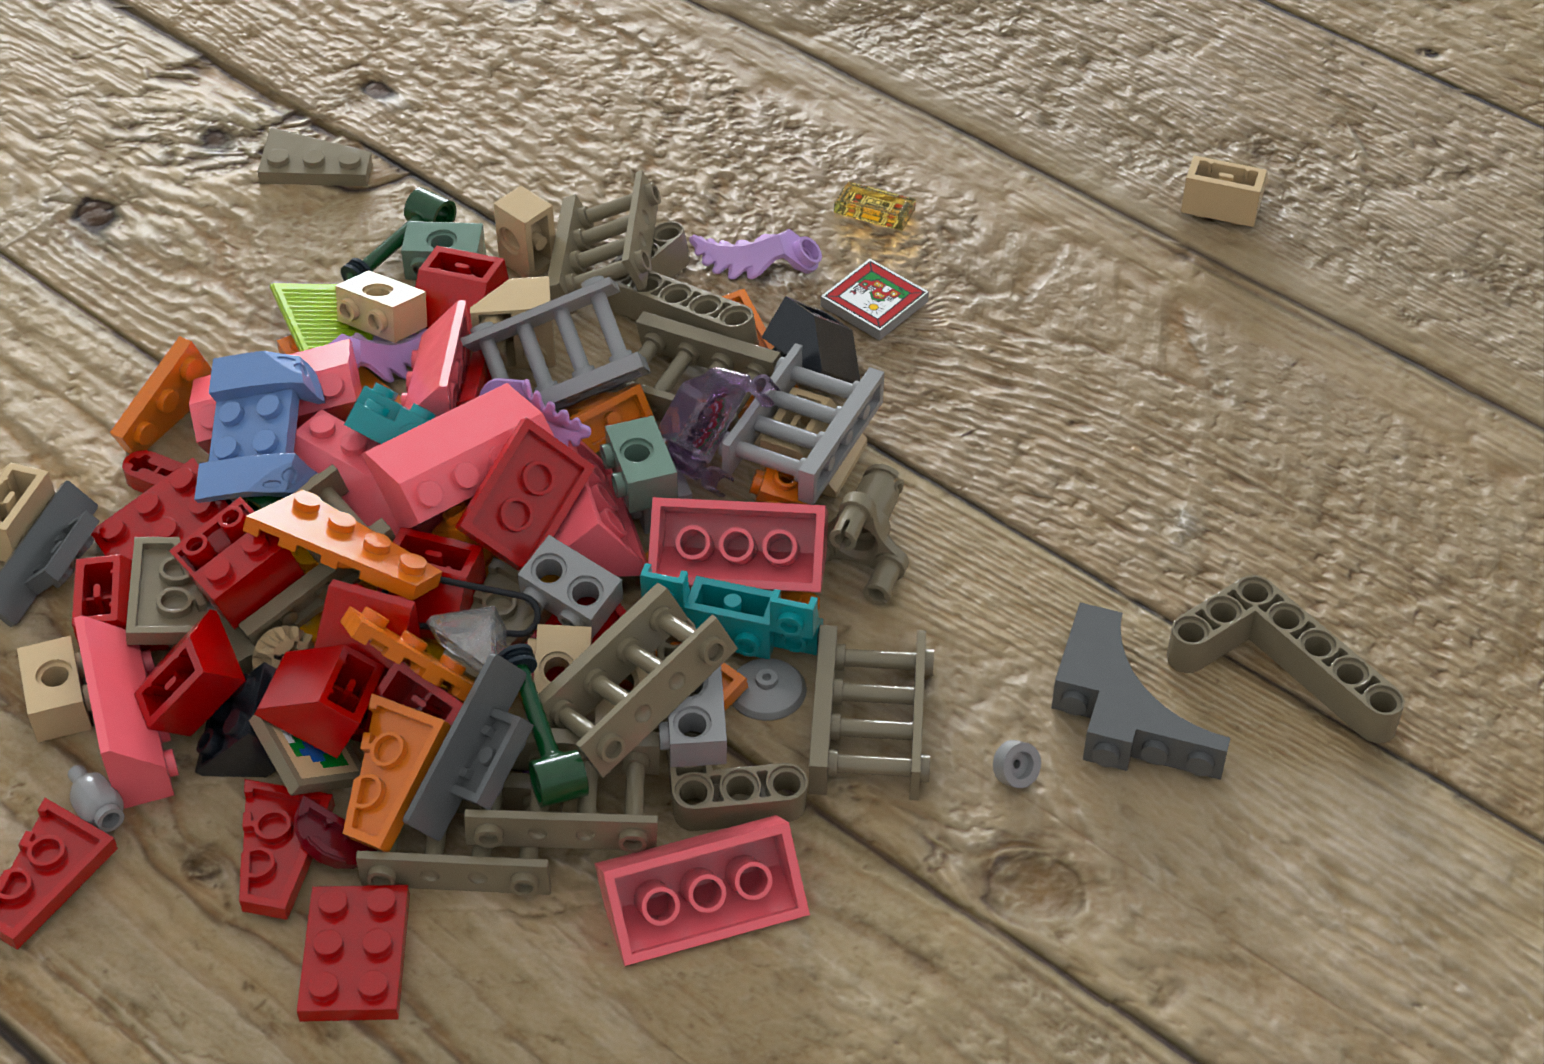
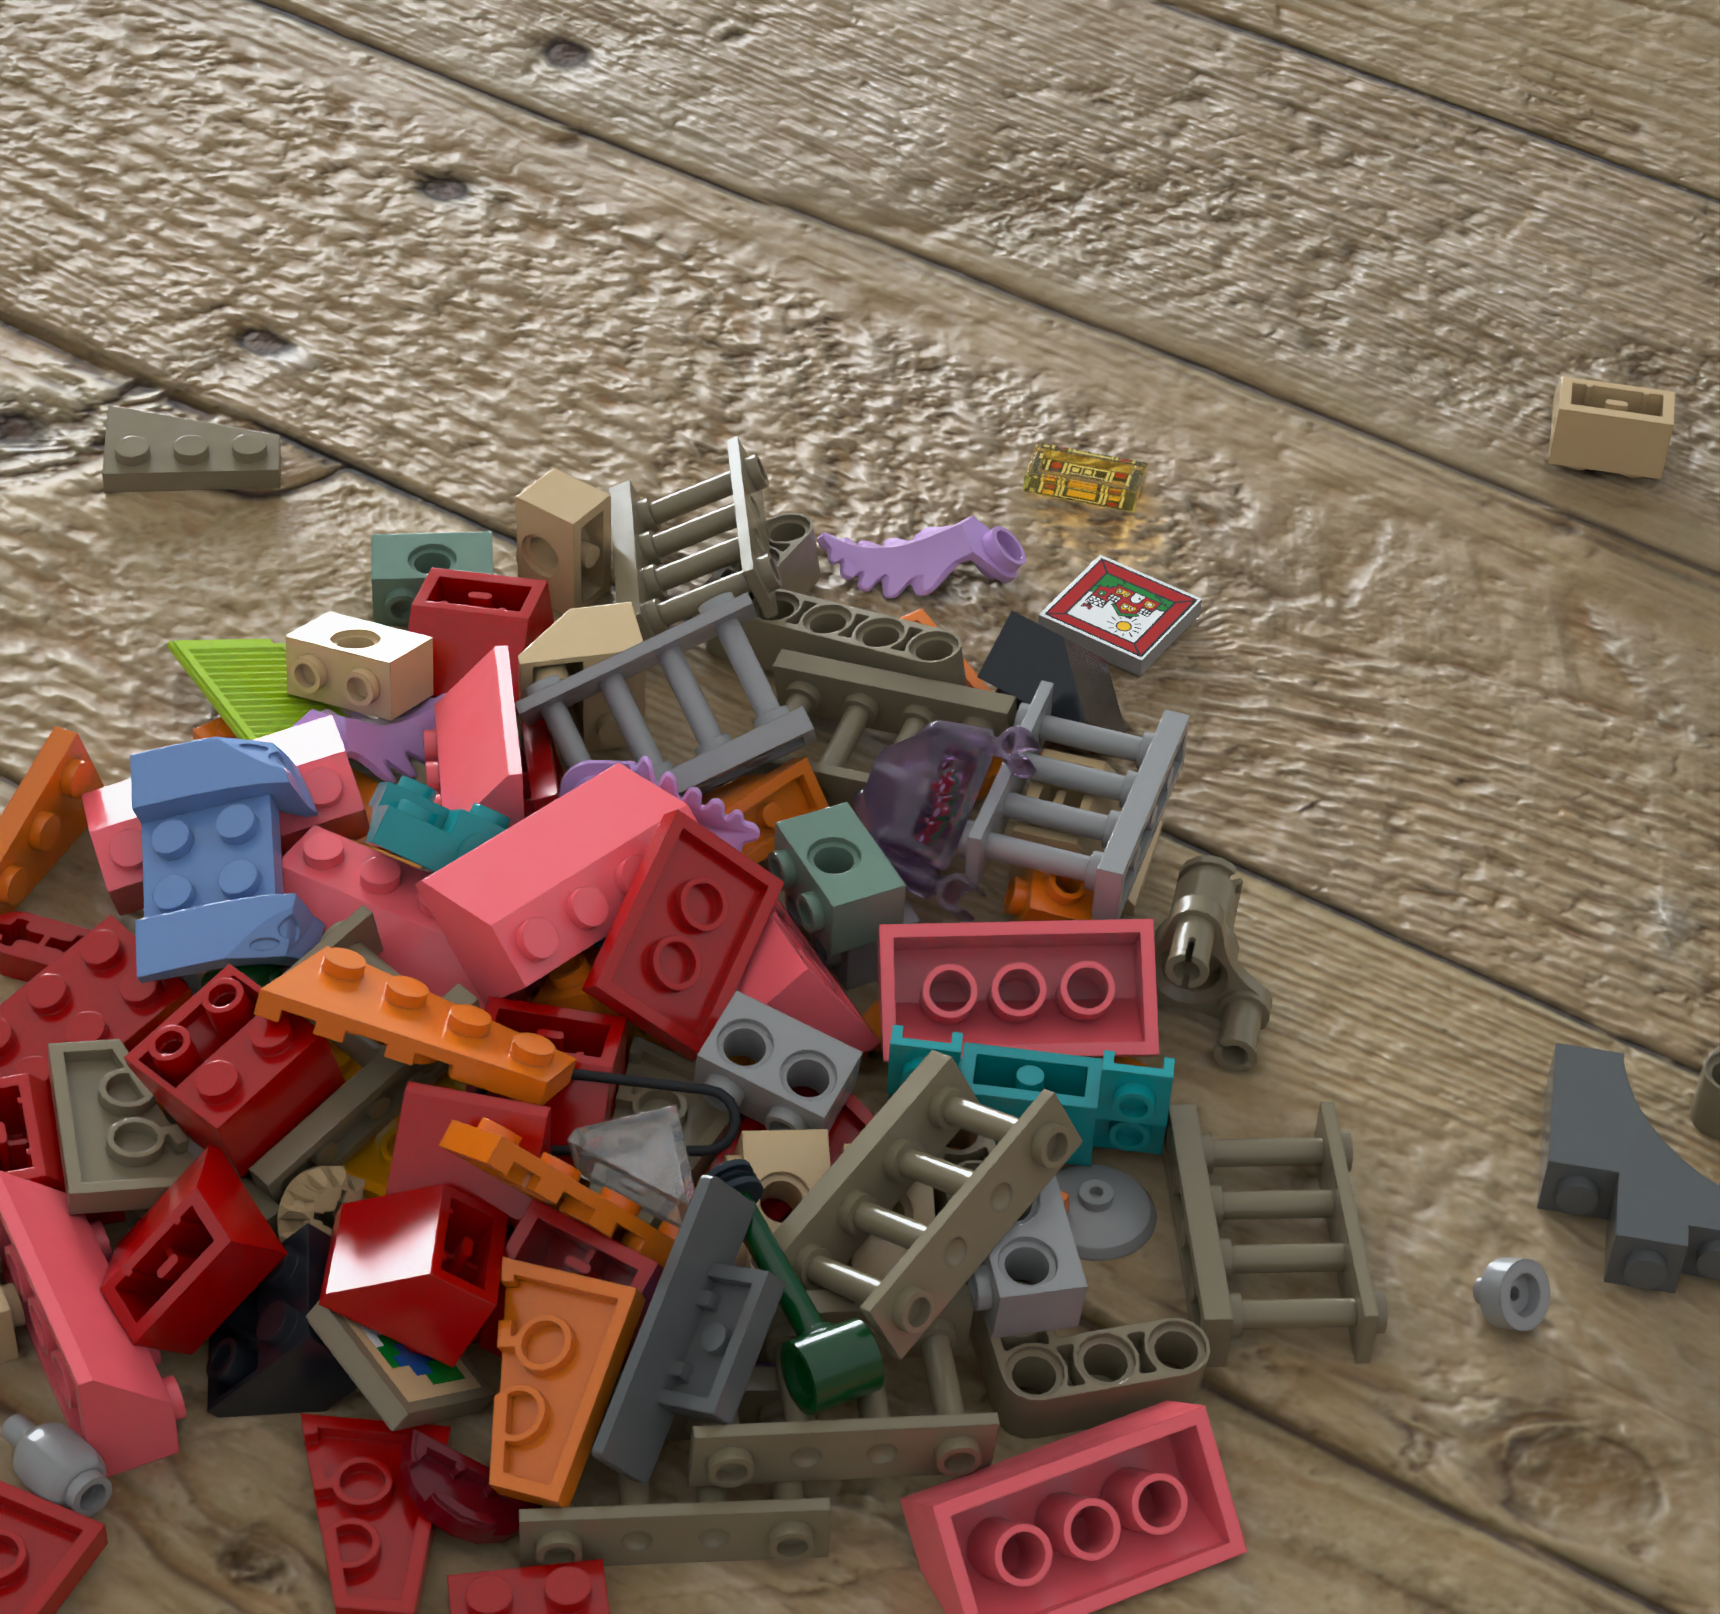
camera: 10 degrees left, 5 degrees down
(420, 206) = (380, 512): dark green piece -> none

